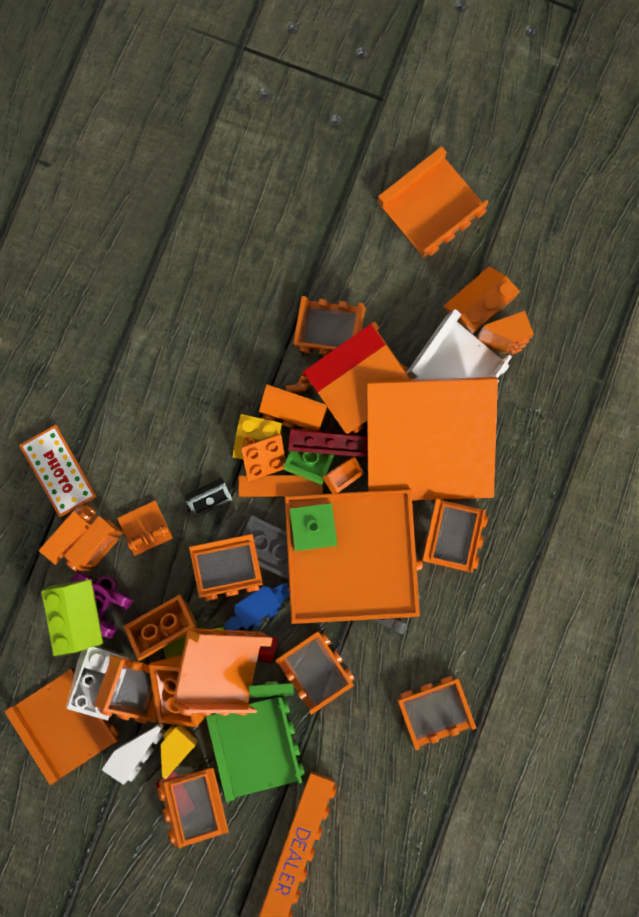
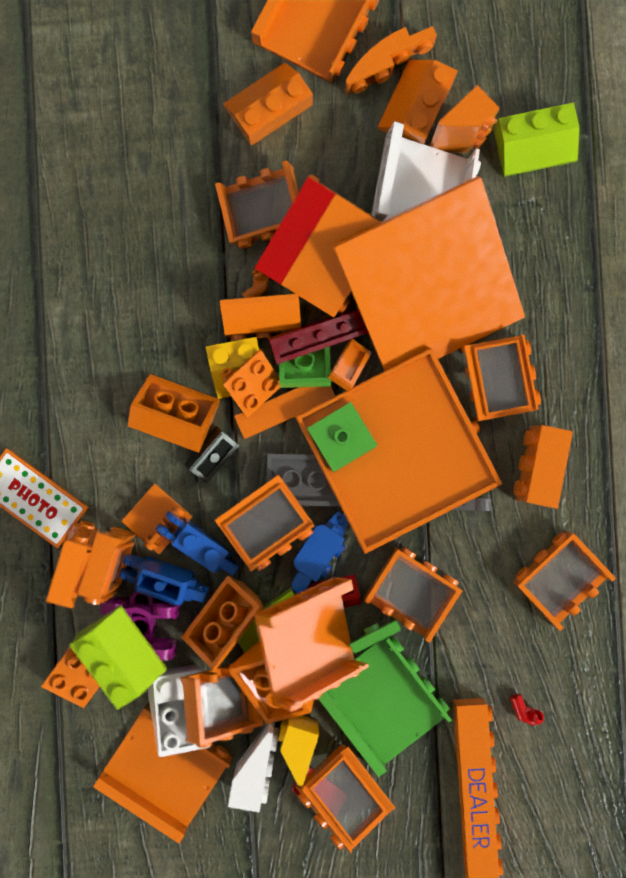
camera: 20 degrees left, 5 degrees up
(27, 622) = (71, 680): none -> orange hinge
(129, 576) = (163, 580): none -> blue hinge
(168, 561) = (198, 544): none -> blue hinge
(193, 453) = (173, 412): none -> orange slope
(362, 805) = (524, 713): none -> red arm
(369, 253) = (269, 103): none -> orange slope
(456, 616) = (543, 465): none -> orange brick
(465, 258) = (379, 61): none -> orange slope
(560, 368) = (537, 139): none -> lime slope

